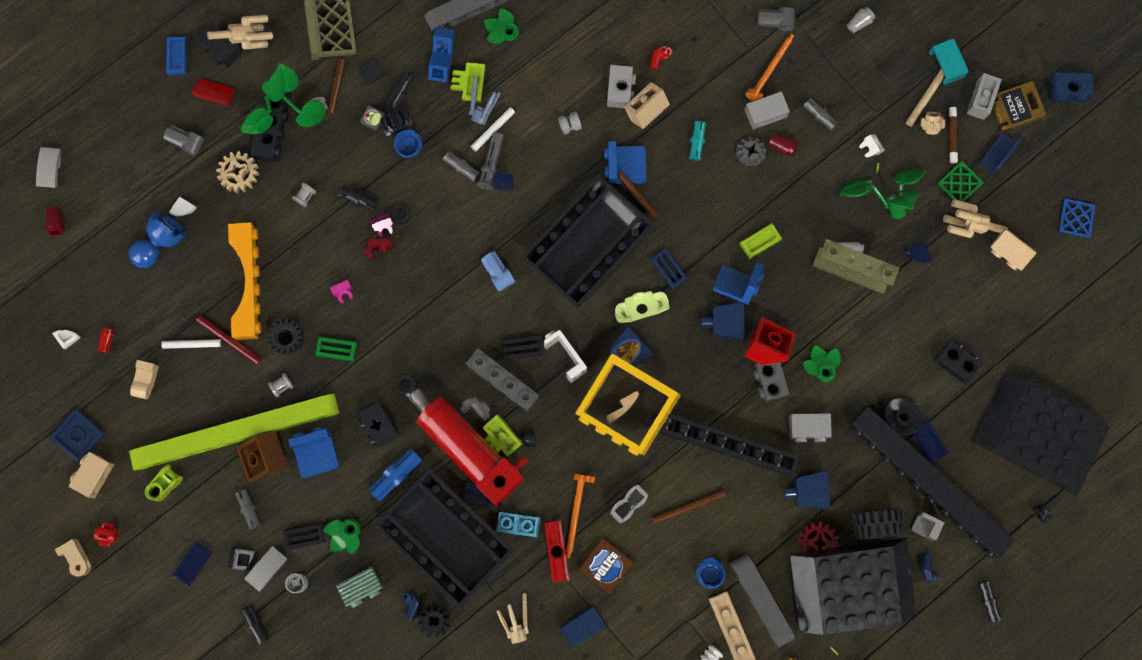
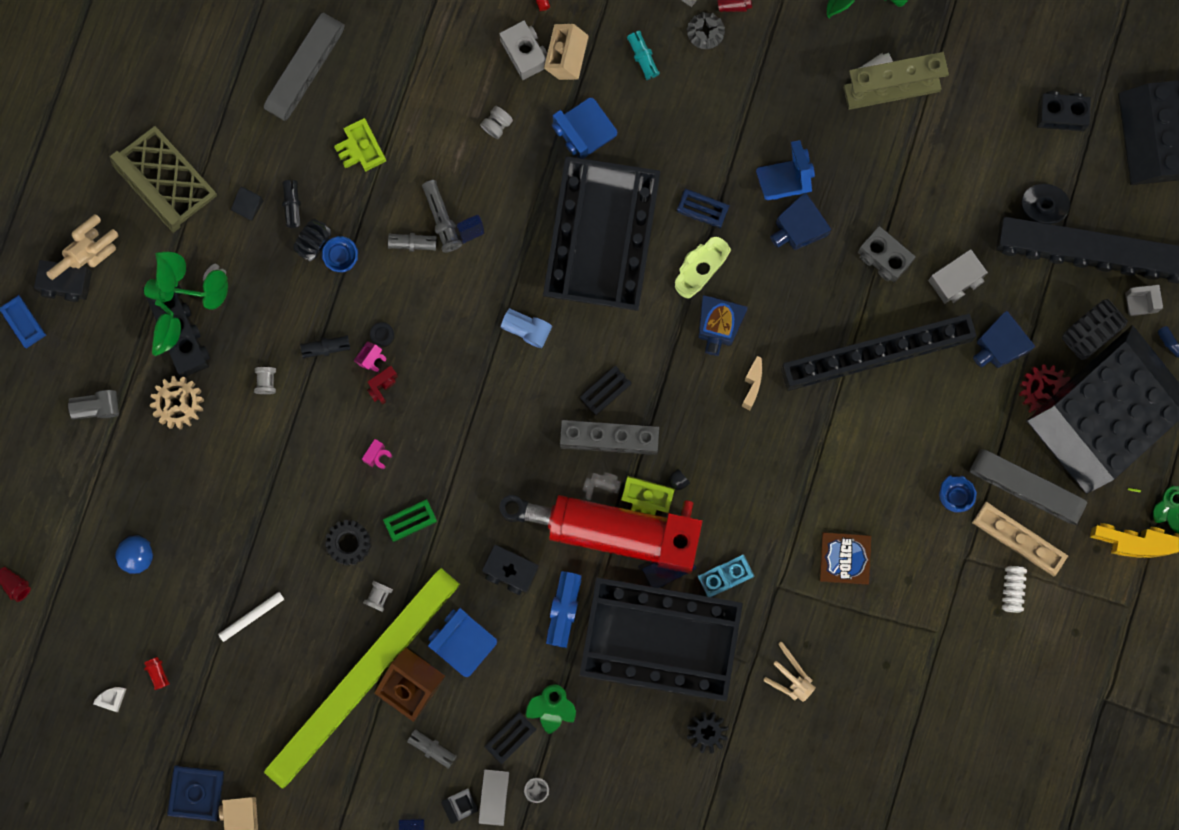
camera: 30 degrees left, 0 degrees up
(144, 379) = (227, 686): tan leg -> none
(164, 230) = (141, 516): blue cylinder -> none
(164, 483) = (324, 780): lime piece -> none
(182, 208) = (141, 479): white tile -> none
(213, 92) = (91, 334): red slope -> none
(228, 339) = (288, 586): dark red bar -> none
(245, 320) = (292, 552): light orange arch -> none
(336, 86) = (219, 244): reddish brown bar -> none
(360, 586) = (606, 749): sand green brick -> none
(372, 118) = (282, 252): tile -> none
(412, 603) = (671, 730): dark blue arm -> none
(442, 54) = (311, 137): blue brick -> none
(480, 114) = (396, 173): sand blue plant -> none
(493, 128) = (418, 181): white bar -> none
(499, 27) = (351, 68): green plate -> none
(558, 565) = (773, 564): red piece -> none
(576, 508) = (760, 487): orange piece -> none
(579, 370) = (661, 360): white panel -> none
(583, 626) = (863, 636): dark blue panel -> none
(616, 437) = (759, 336): yellow window -> none
(624, 508) = (827, 472): light grey brick -> none
(637, 195) = (619, 152): reddish brown bar -> none
(688, 507) = (889, 441): reddish brown bar -> none
(760, 241) = (778, 118): lime tile -> none
(770, 343) = (861, 217): red slope -> none
(821, 360) = (924, 201): green plate -> none
(920, 254) = (951, 25): clear blue tile -> none
(930, 442) = (1090, 213): clear blue tile -> none

